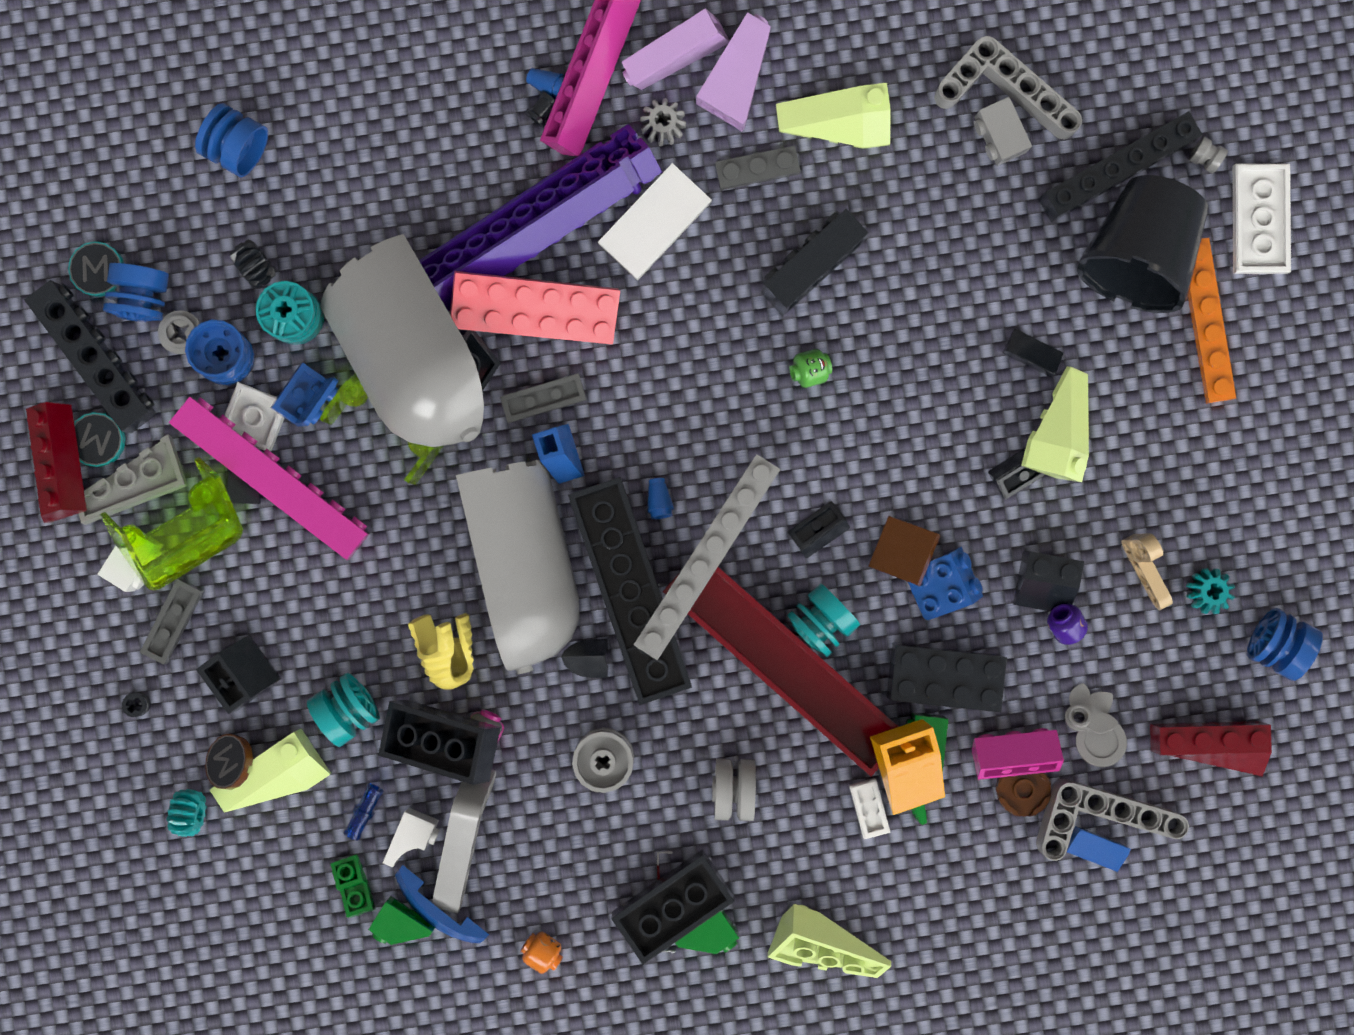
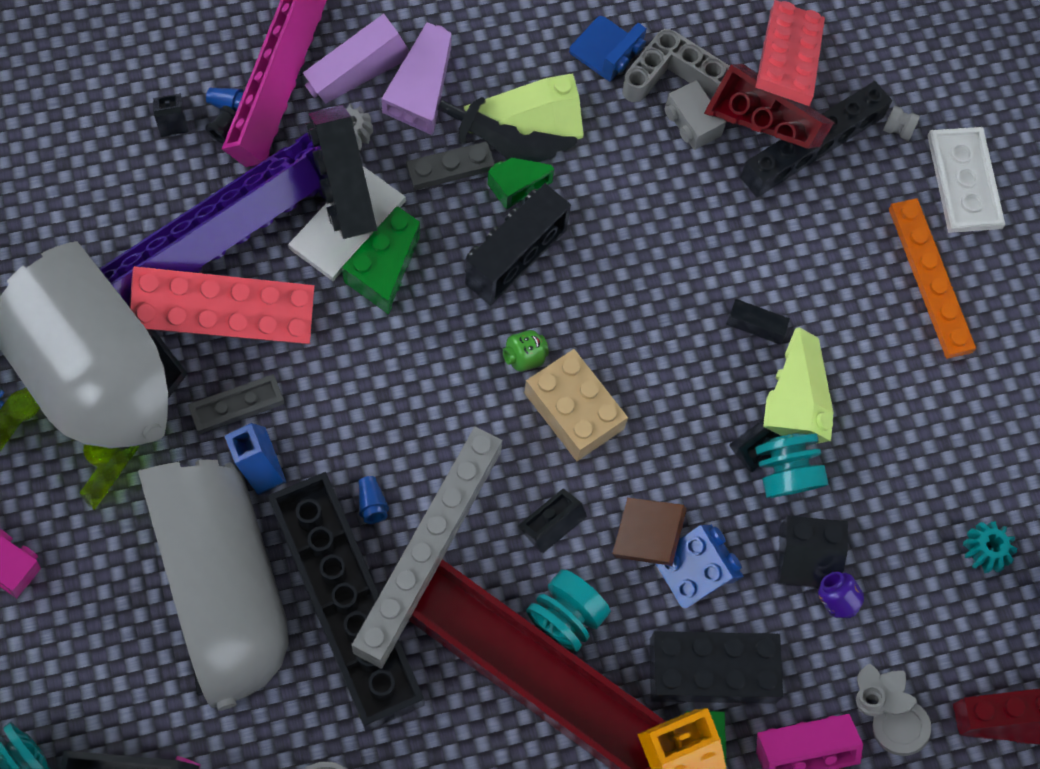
camera: 20 degrees left, 20 degrees down
(444, 658) = (131, 700): light yellow hair -> none
(491, 93) = (170, 115): none -> black slope
(587, 658) = (300, 685): black brick -> none
(652, 186) = (342, 170): none -> black brick
(686, 265) = (383, 259): none -> green wedge
(814, 143) = (504, 137): none -> black sword
(820, 190) = (516, 178): none -> green slope
(851, 425) = (575, 404): none -> tan brick
(925, 47) = (608, 47): none -> blue bracket
(1042, 508) = (791, 465): none -> teal wheel
(1075, 141) = (765, 112): none -> dark red wedge
(1108, 77) = (791, 52): none -> coral plate
(1142, 551) = (903, 508): tan beam -> none
(1147, 245) = (856, 201): black cone -> none

